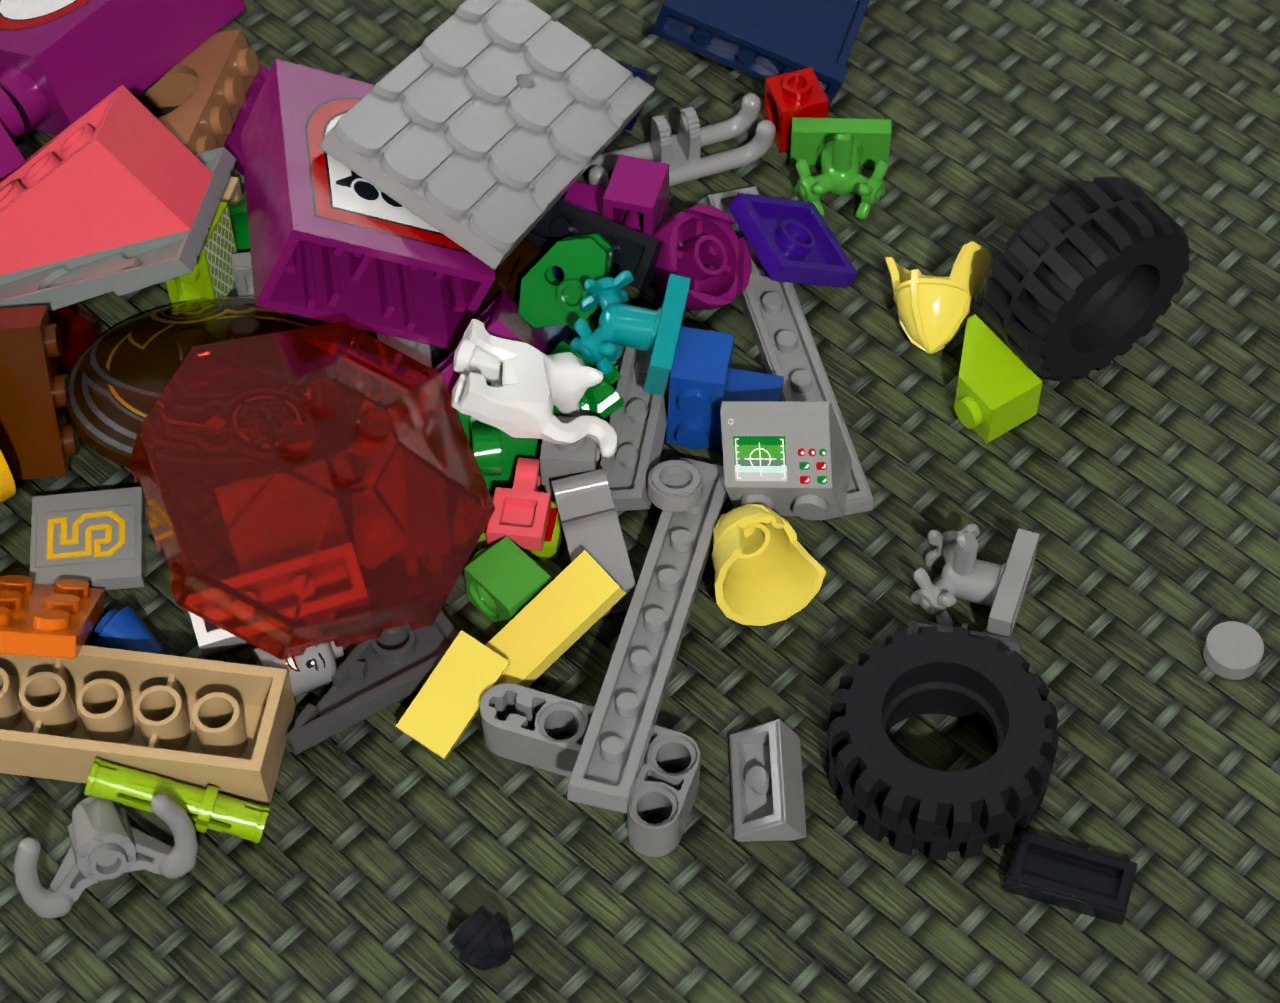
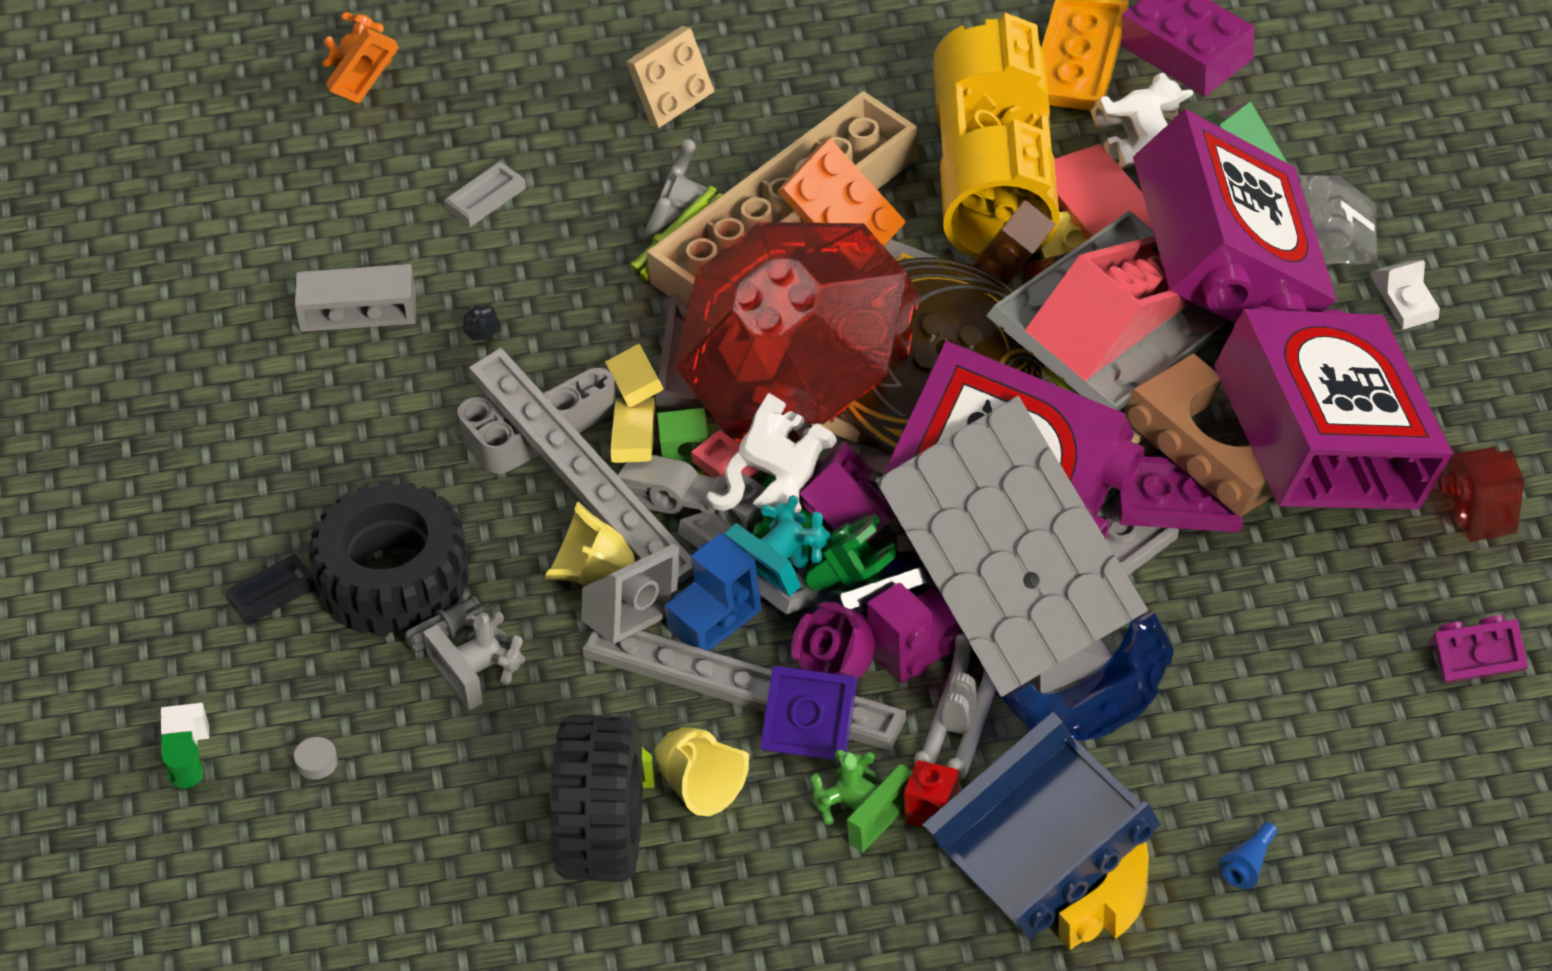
camera: 130 degrees right, 5 degrees down
(675, 486) = (670, 530): light grey tile -> none
(767, 784) = (466, 495): light grey slope -> none

